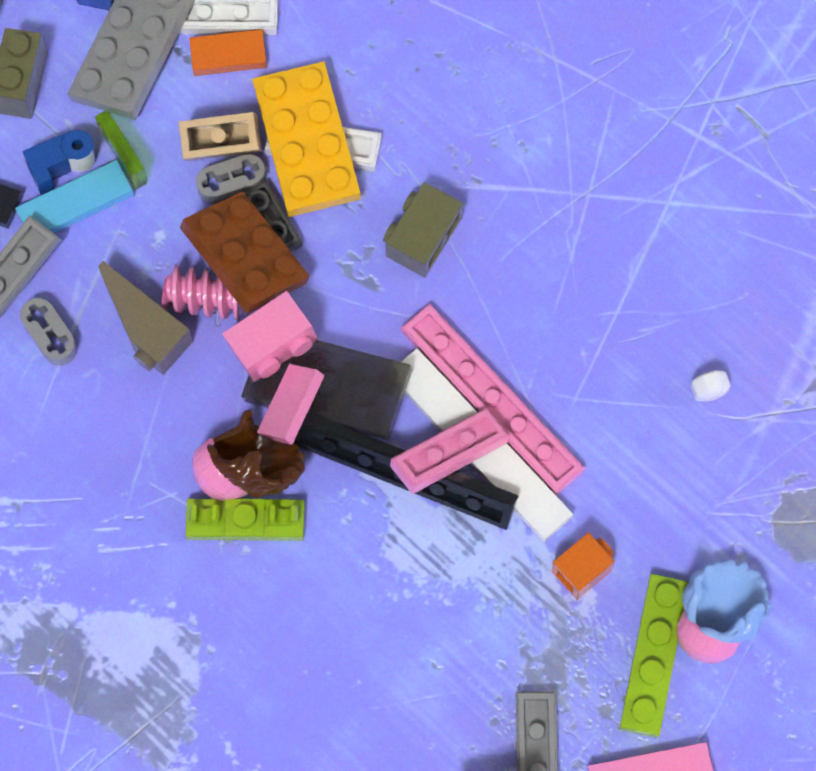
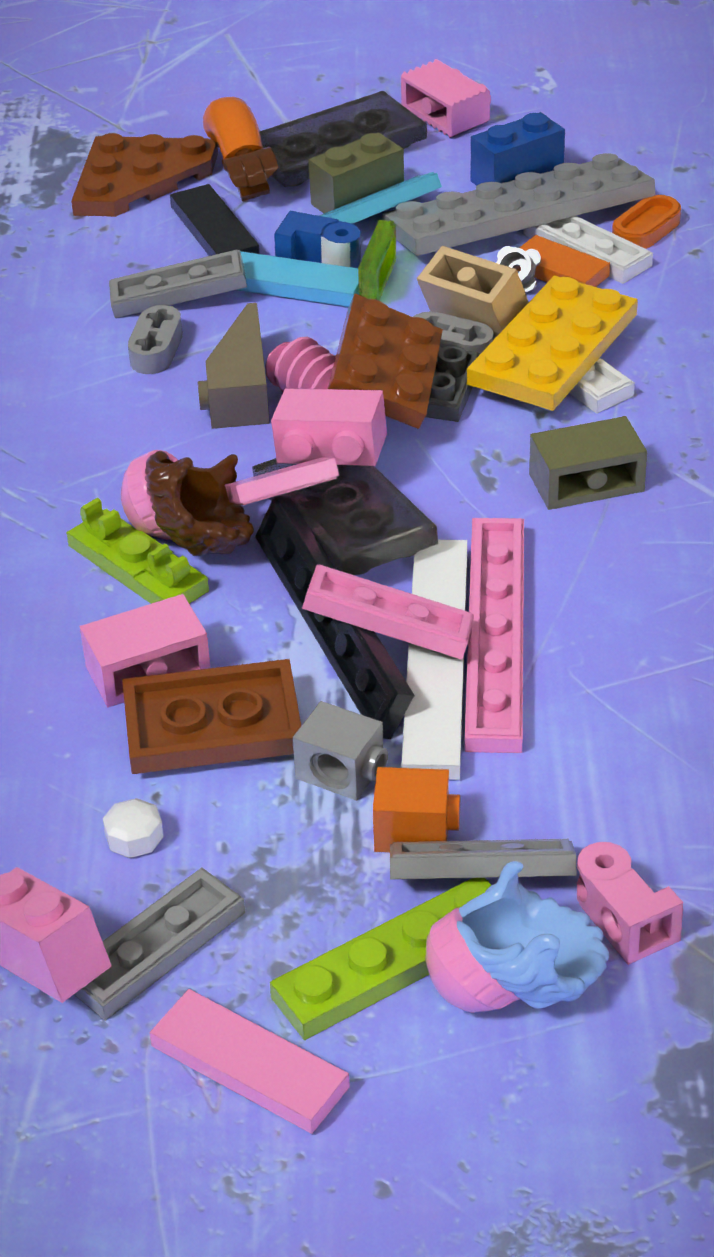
camera: 45 degrees right, 30 degrees down
(55, 87) = (386, 198): none -> medium azure tile
(211, 92) = (527, 260): none -> plate
(333, 583) = (143, 643): none -> bright pink brick
(416, 594) = (210, 716): none -> dark orange plate
(452, 698) = (133, 827): none -> white tile
(509, 559) = (339, 750): none -> light grey brick
(643, 565) = (481, 858): none -> light grey tile
(729, 532) = (624, 905): none -> bright pink leg

